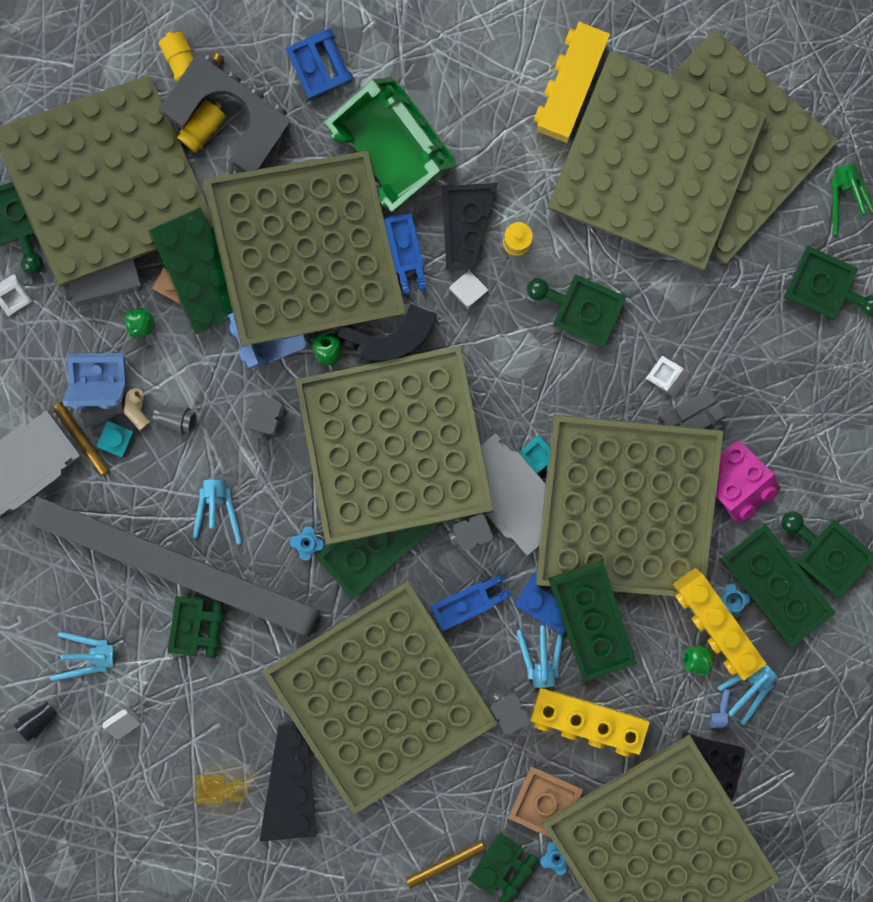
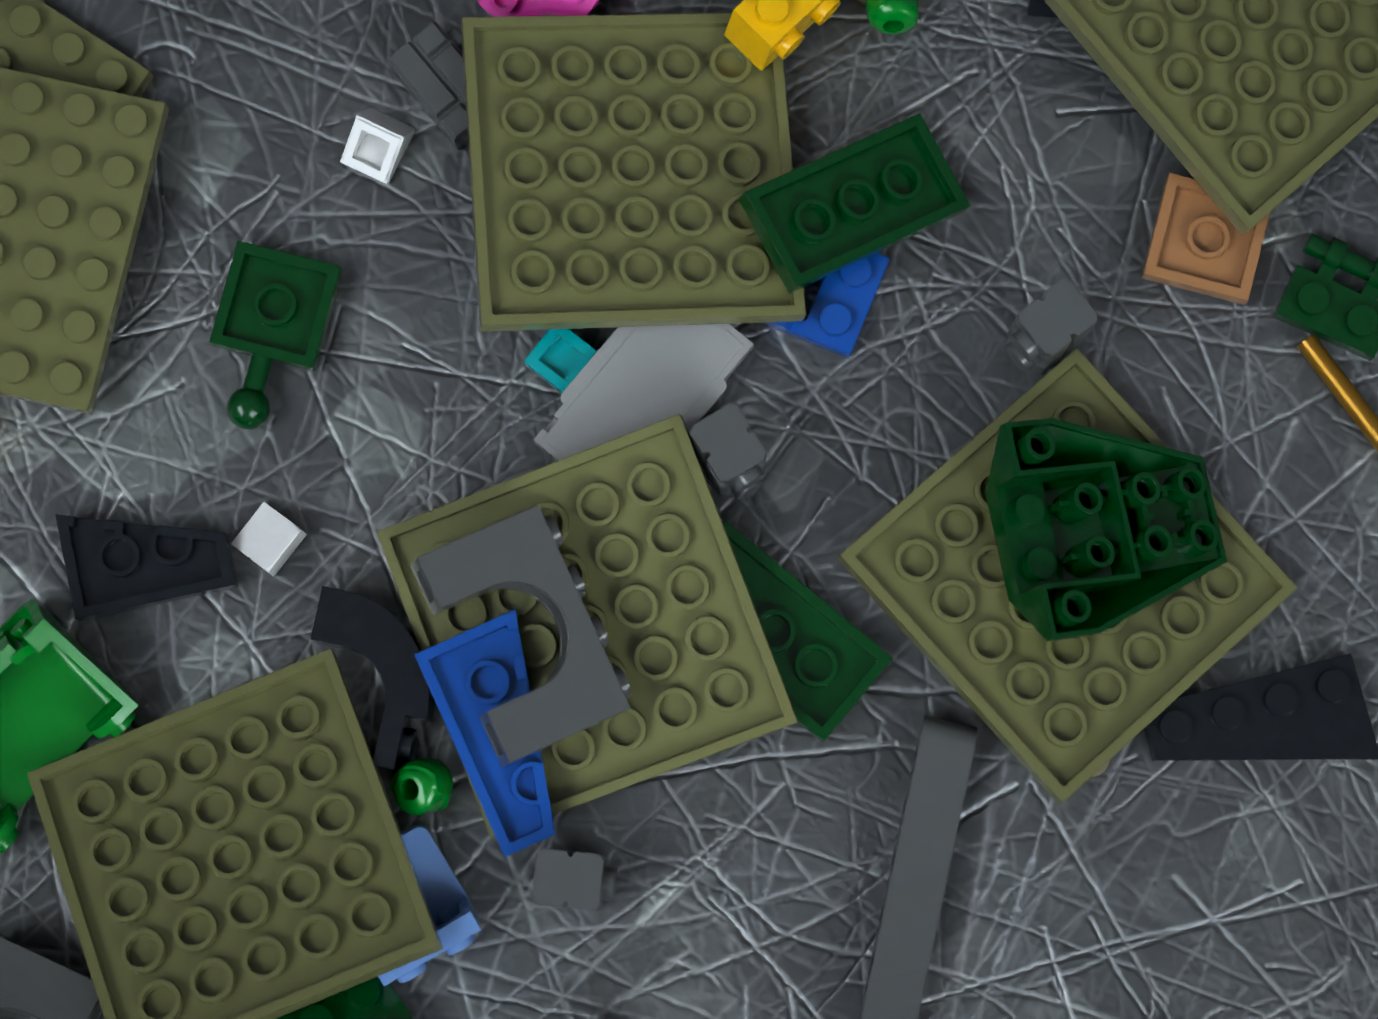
camera: 95 degrees left, 5 degrees down
(187, 626) = (998, 968): dark green plate -> none
(213, 494) = (734, 958): medium azure plant -> none
(213, 789) = (1299, 865): clear yellow plate -> none
(307, 535) = (816, 764): dark azure plate -> none
(354, 388) = (466, 680): none -> blue wing
(361, 437) = (526, 558): none -> dark grey arch
(400, 716) = (1096, 524): none -> dark green wedge
(405, 249) = (210, 668): blue hinge -> none
(467, 603) = (861, 441): blue hinge -> none
(517, 239) = (157, 456): yellow piece -> none
(544, 672) = (965, 280): medium azure plant -> none
(548, 860) = (1309, 216): dark azure plate -> none
(590, 721) = (1041, 182): yellow brick -> none

